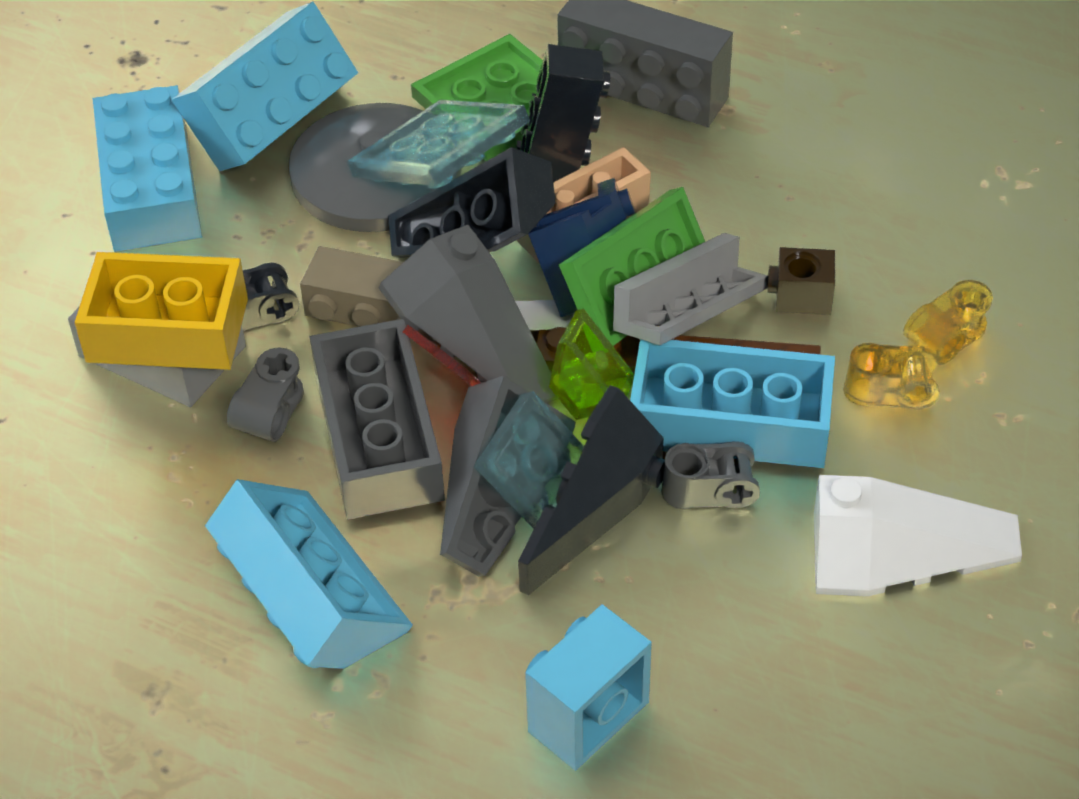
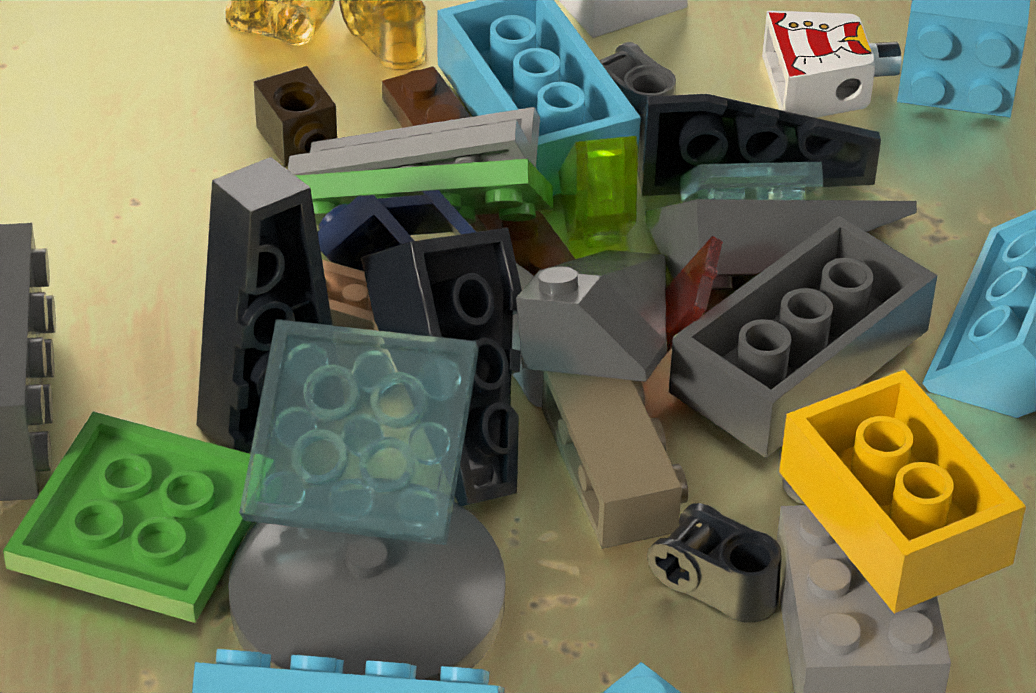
camera: 125 degrees left, 5 degrees down
(666, 602) = (824, 62): none -> white torso

